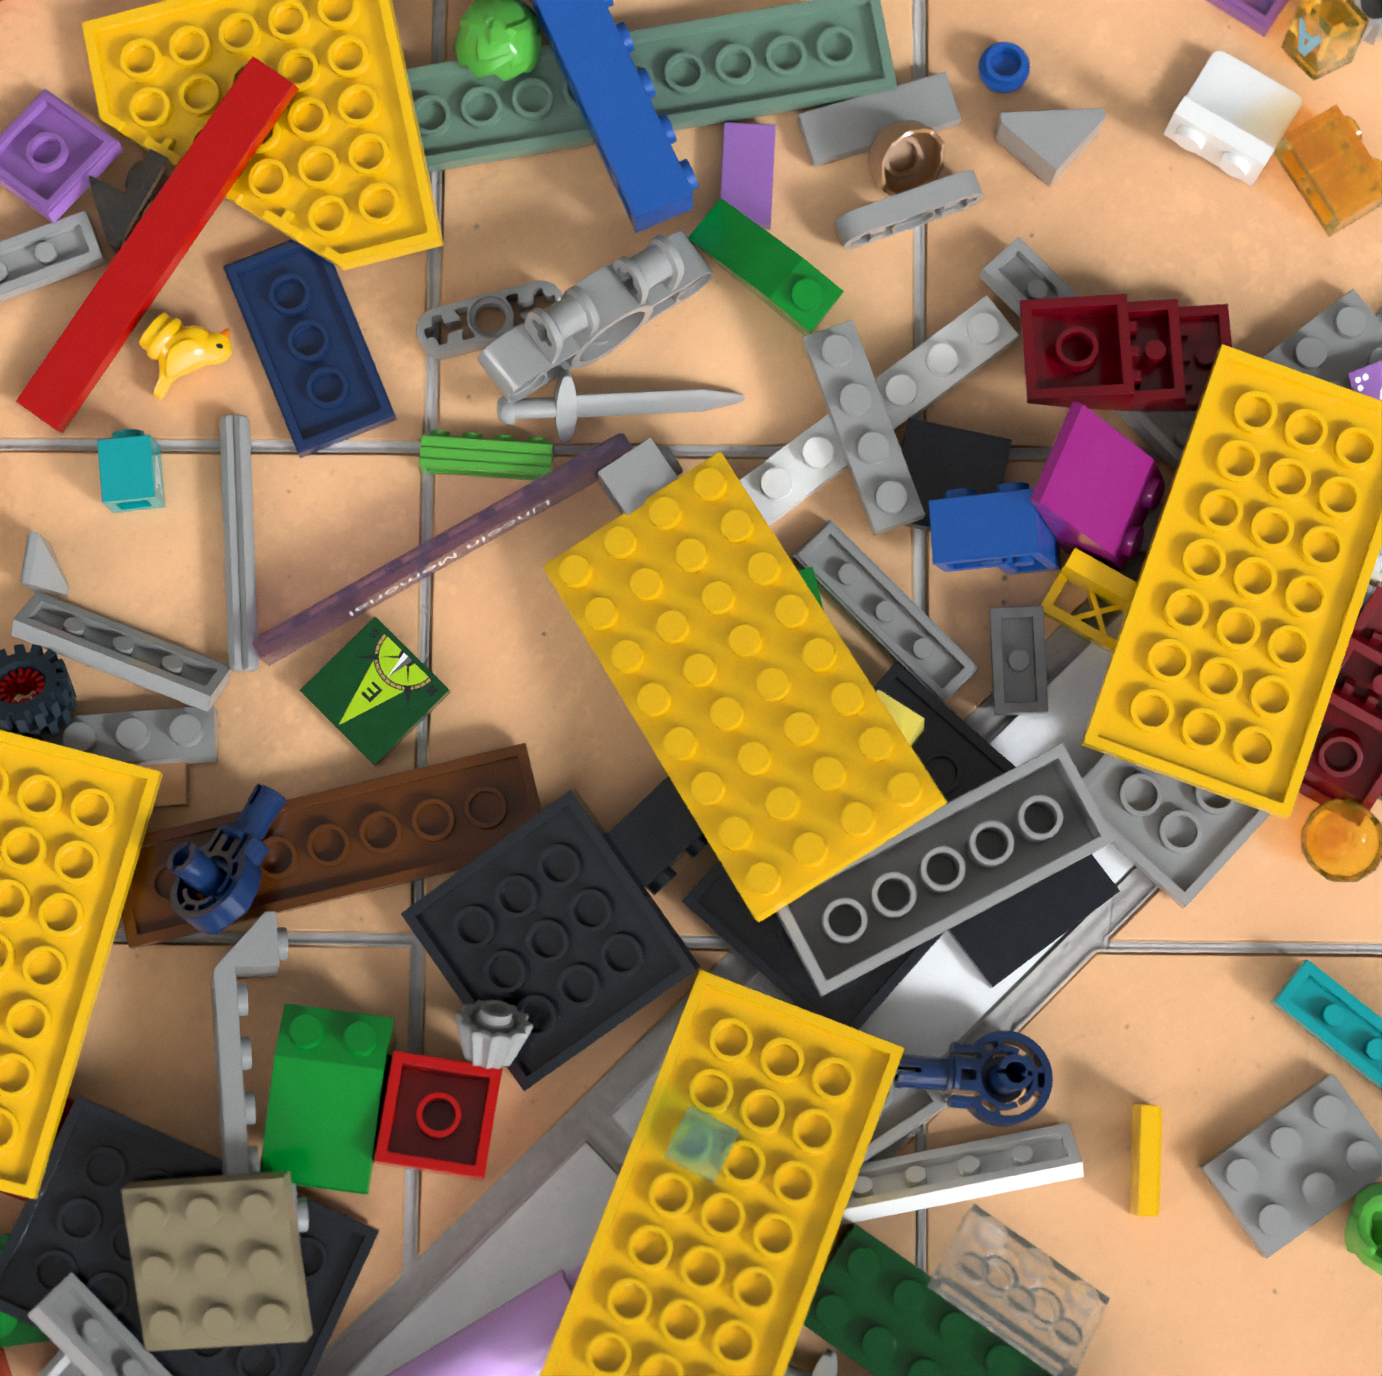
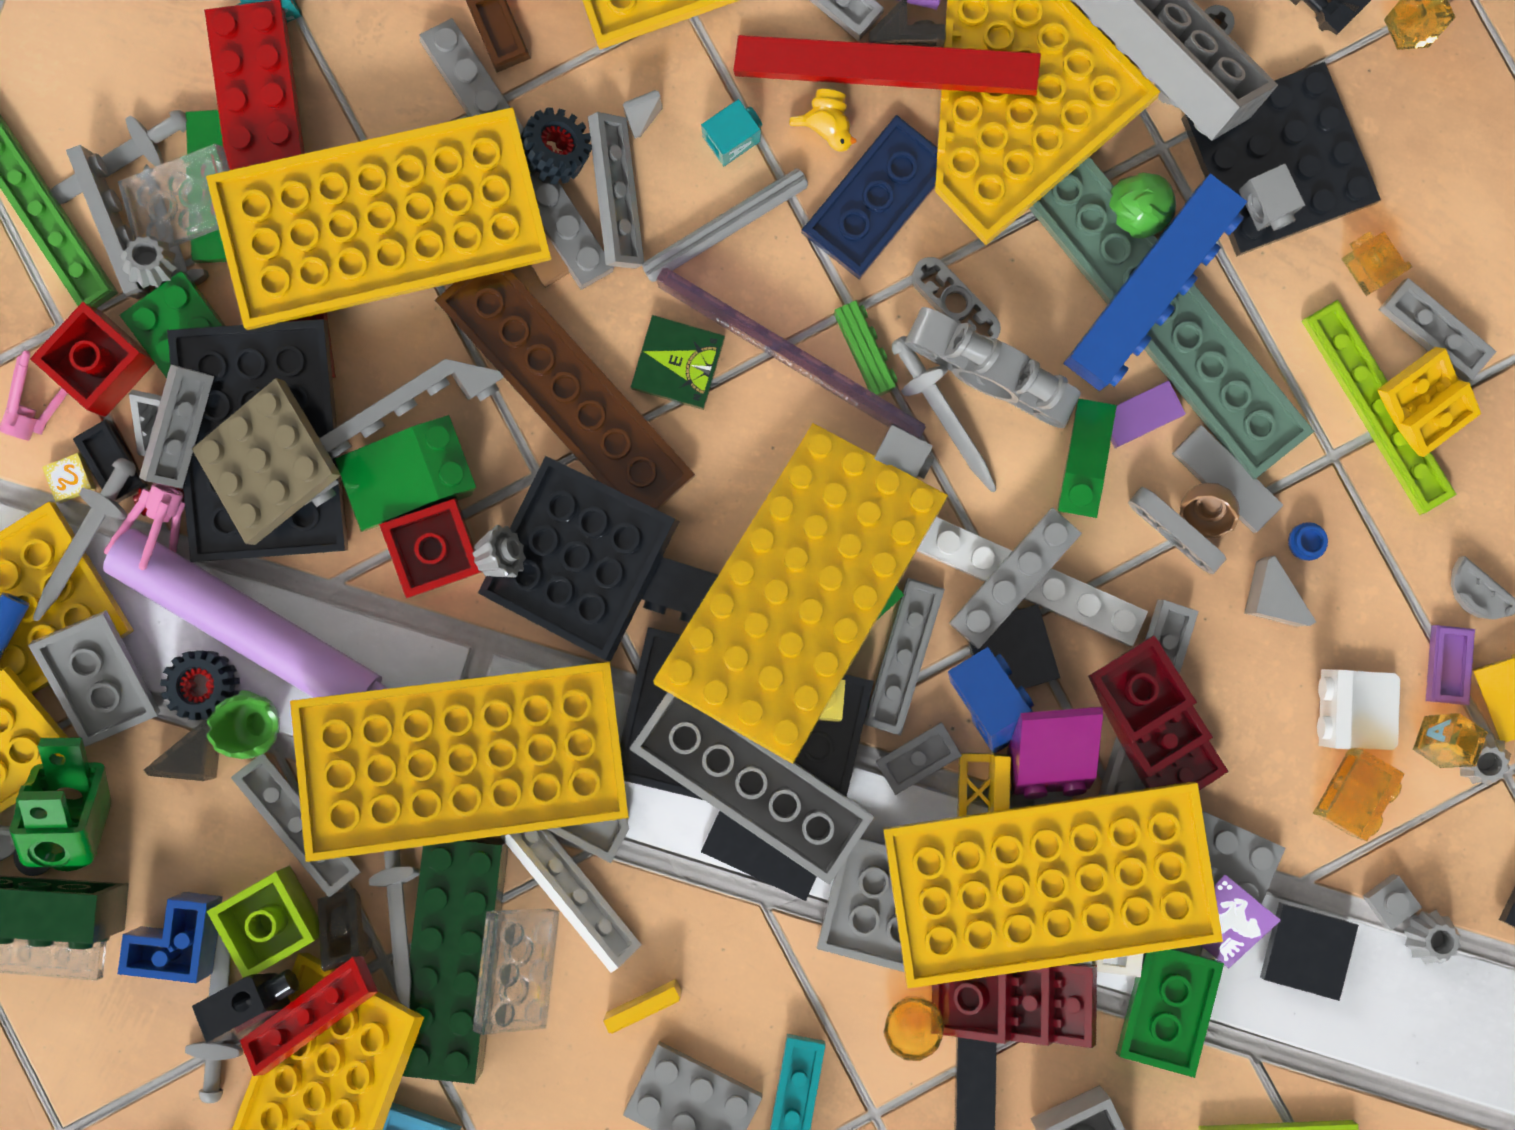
camera: 60 degrees right, 5 degrees up
(225, 868) = (512, 330): dark blue pin -> none
(701, 1144) = (497, 723): clear light blue plate -> none
(990, 1080) = (640, 879): dark blue pin -> none

